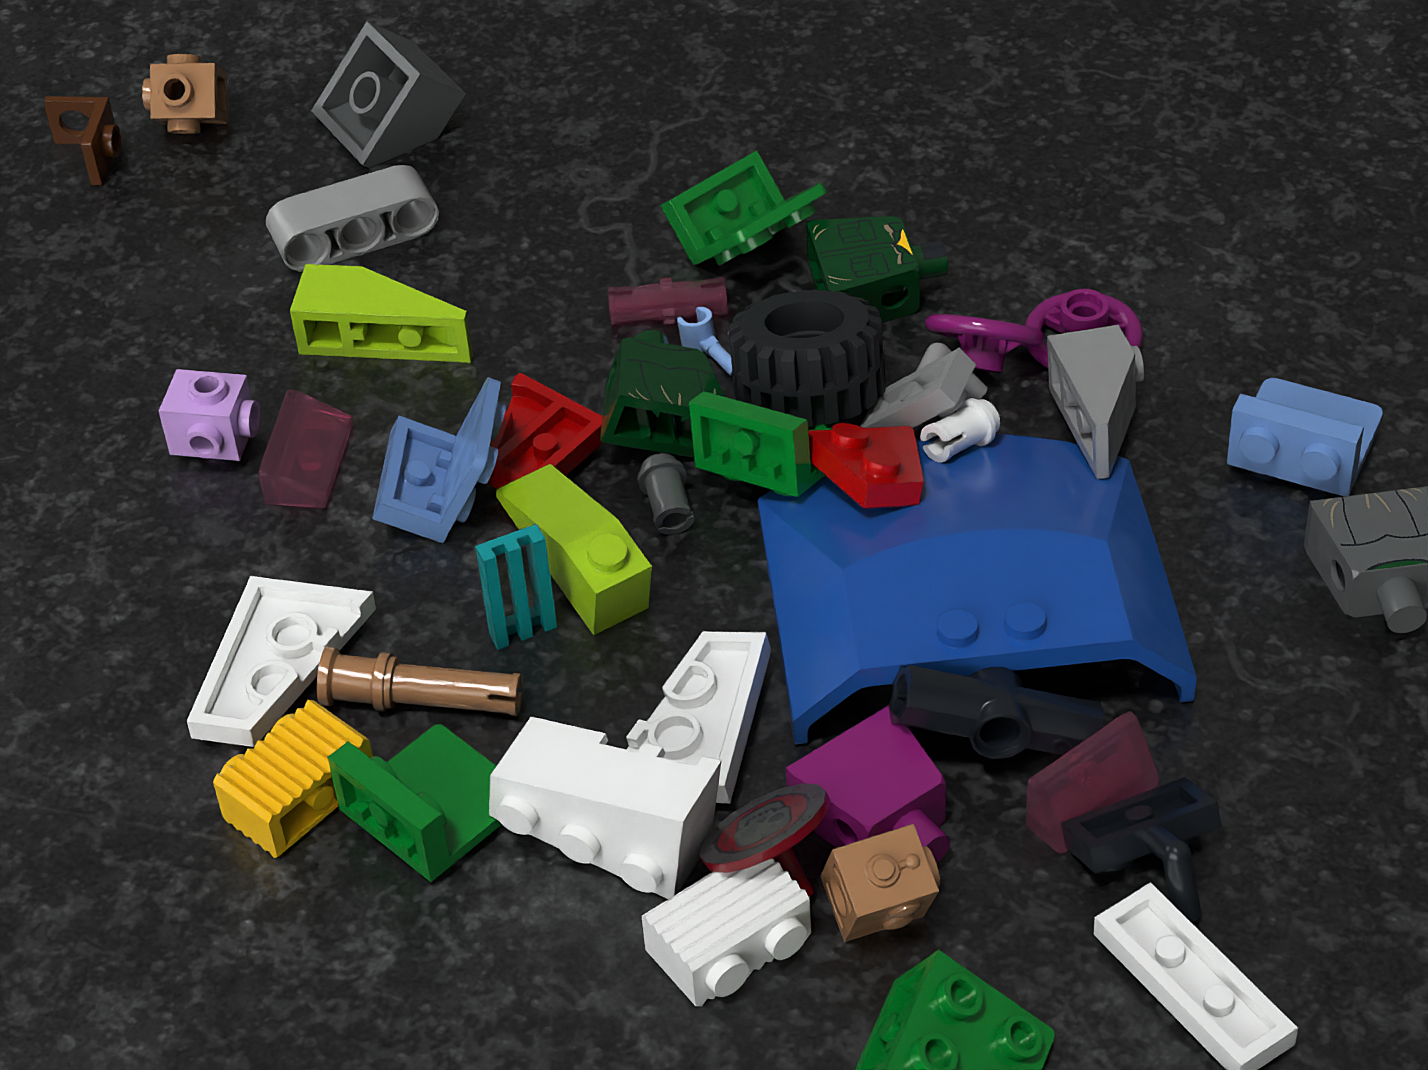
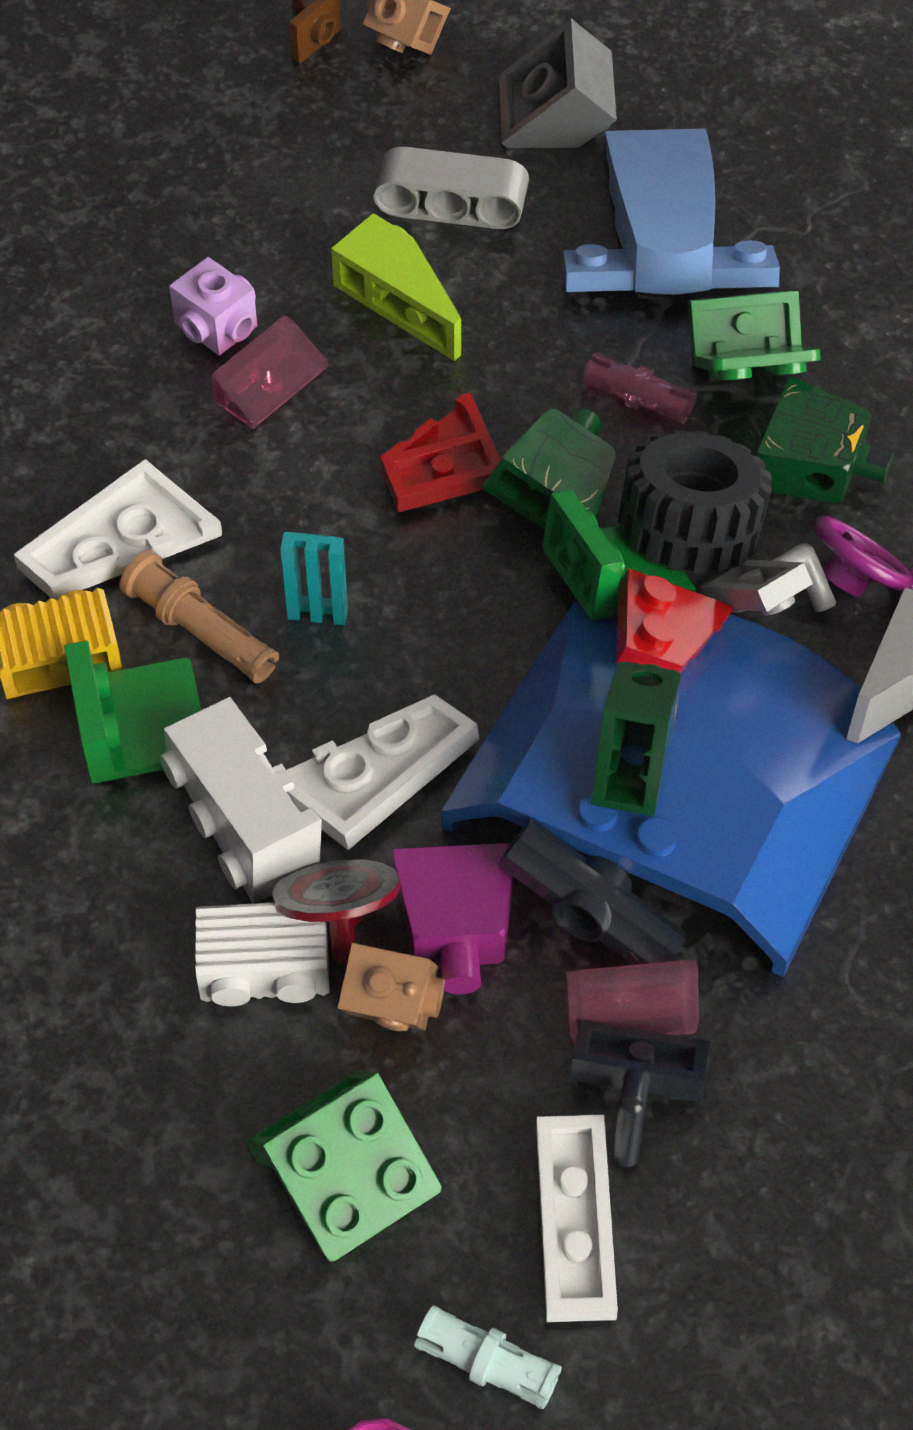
camera: 30 degrees right, 10 degrees up
(433, 473) = (339, 443): medium blue bracket -> none
(580, 153) = (665, 223): none -> medium blue slope
(585, 545) = (395, 567): lime slope -> none
(663, 482) = (509, 548): dark grey pin -> none
(703, 337) = (642, 430): light blue hand -> none
(959, 517) = (640, 713): none -> dark green torso
(971, 424) = (769, 633): white pin -> none

